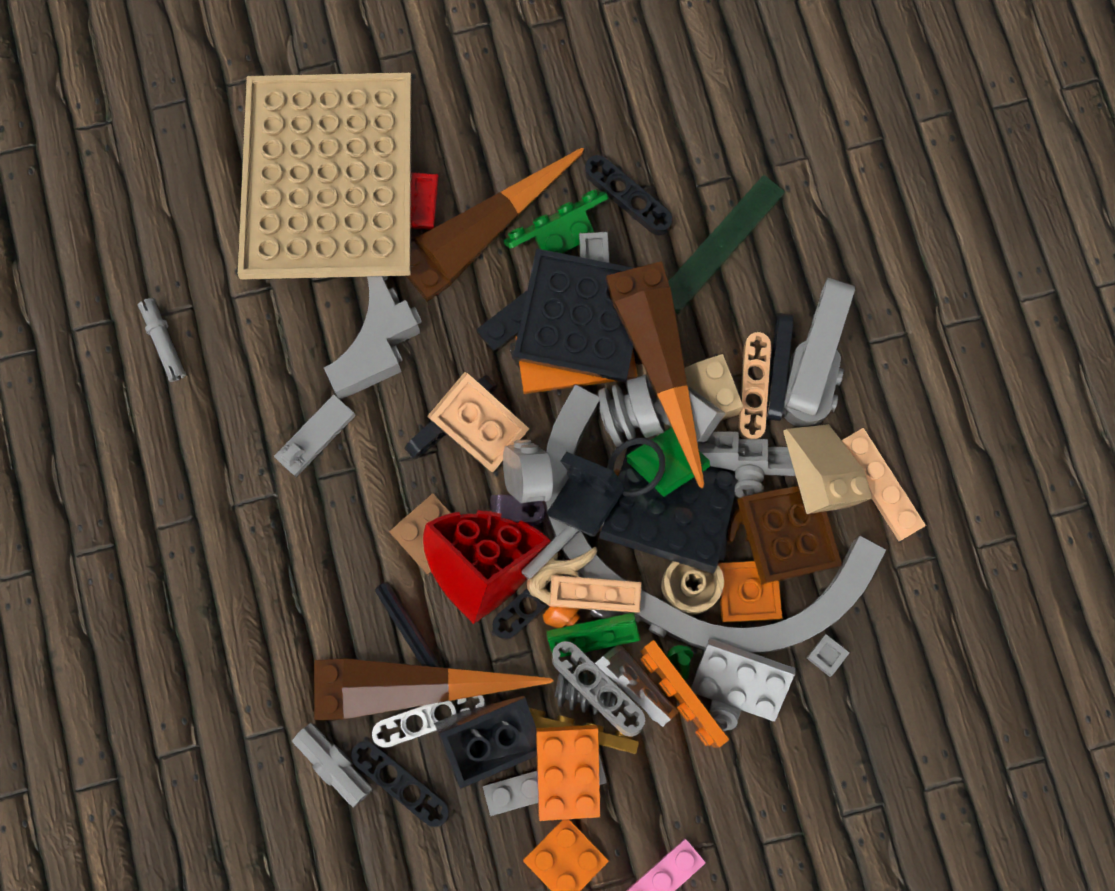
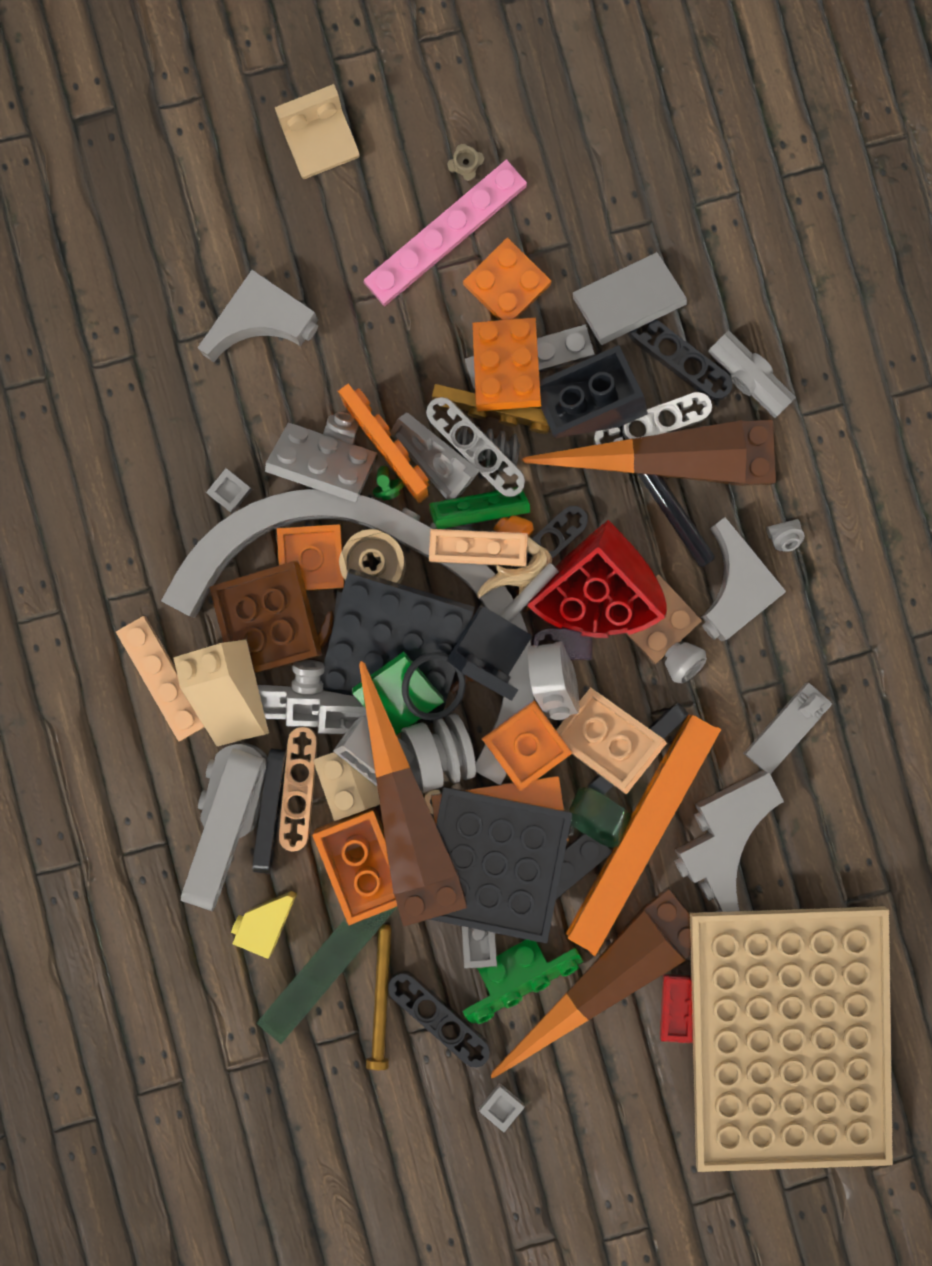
camera: 175 degrees left, 10 degrees up
(307, 610) = (786, 535): none -> light grey plate
(348, 560) = (745, 585): none -> light grey arch
(406, 494) = (684, 661): none -> light grey cone
(447, 841) = (629, 298): none -> light grey tile
(448, 346) = (642, 833): none -> orange tile
(487, 357) = (599, 817): none -> clear green beam
(552, 416) = (526, 745): none -> orange tile
(574, 124) = (501, 1107): none -> light grey plate
(680, 161) = (377, 1060): none -> pearl gold bar
(702, 318) = (357, 864): none -> orange slope
(782, 271) = (262, 925): none -> light yellow slope
(805, 832) = (259, 311): none -> light grey arch

